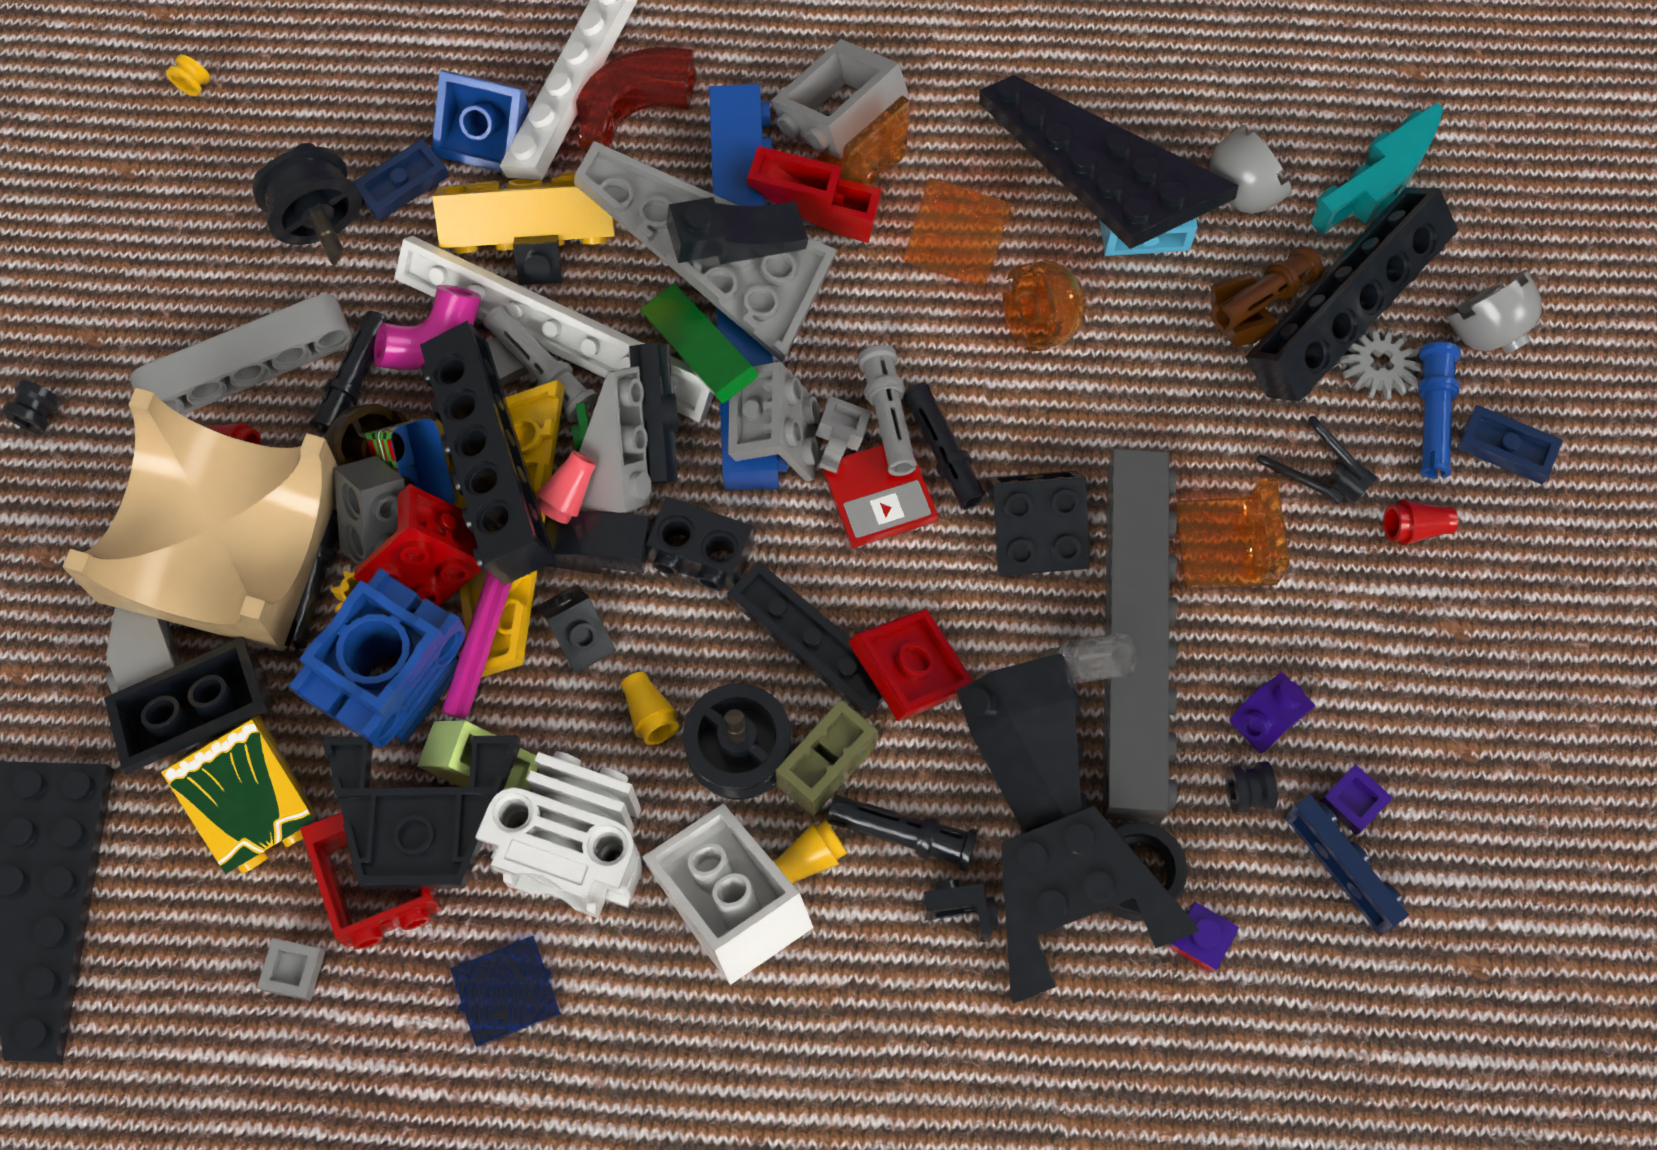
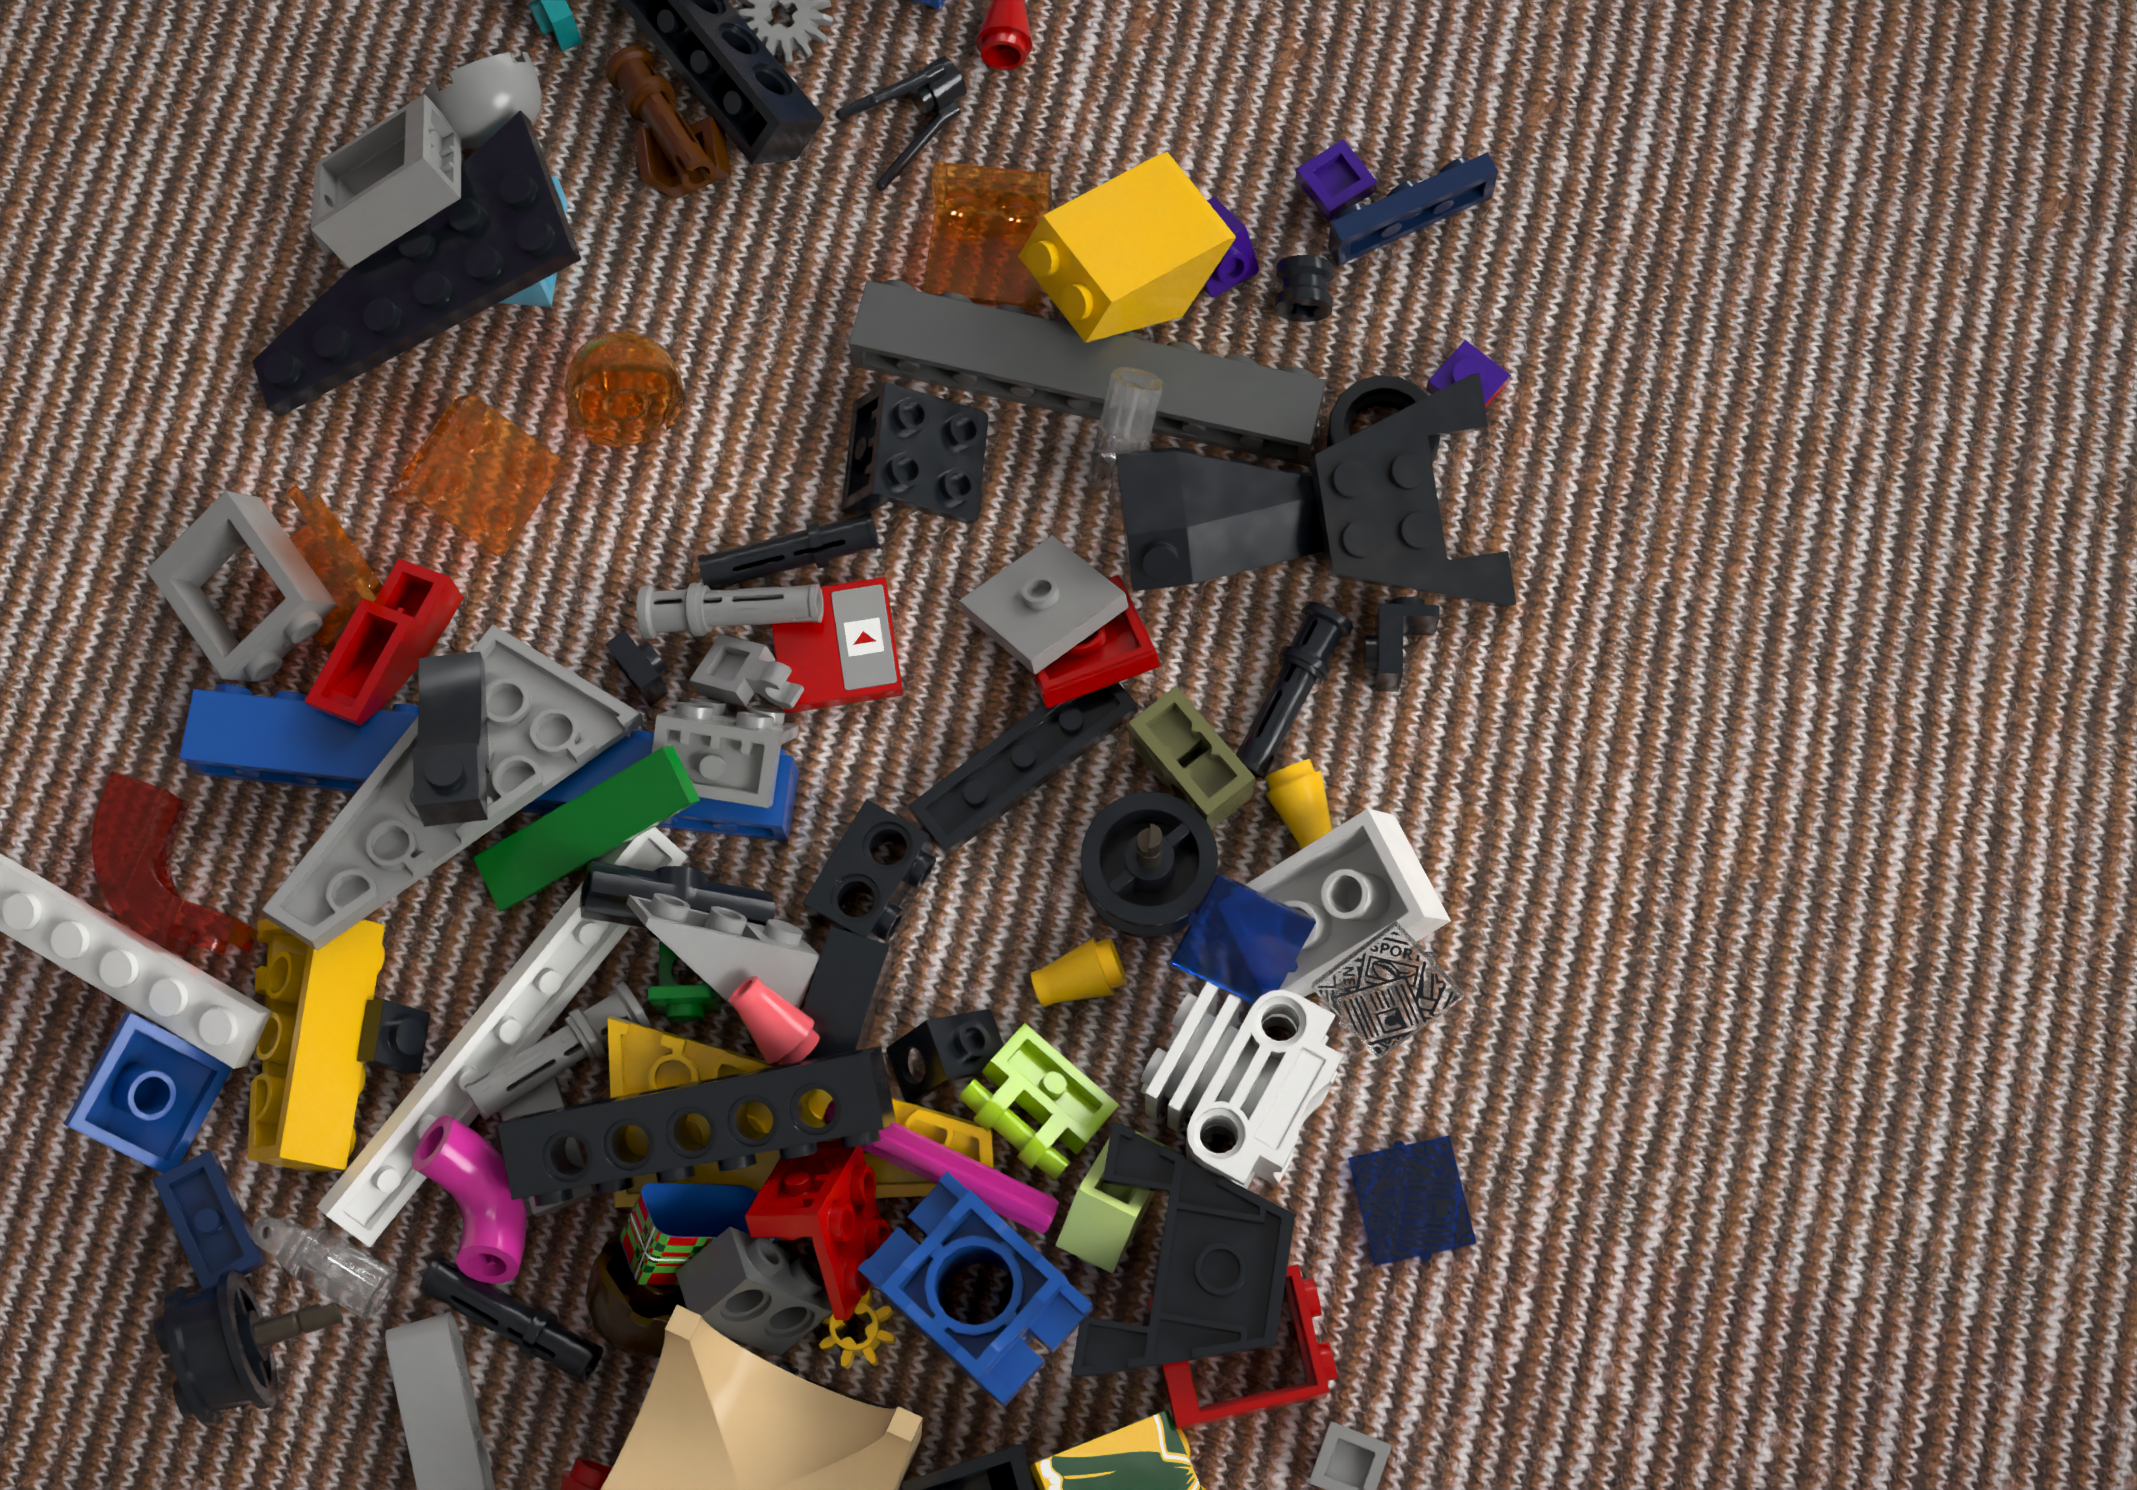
camera: 75 degrees left, 5 degrees up
(377, 253) = (328, 1264): none -> clear piece
(552, 700) = (1049, 1090): none -> lime plate
(662, 939) = (1387, 990): none -> clear piece
(683, 819) = (1242, 940): none -> clear blue piece
(833, 360) = (640, 666): none -> black plate
(934, 629) = (1044, 604): none -> light grey plate
(1161, 115) = (386, 182): none -> light grey window
(1237, 633) = (1128, 250): none -> yellow slope

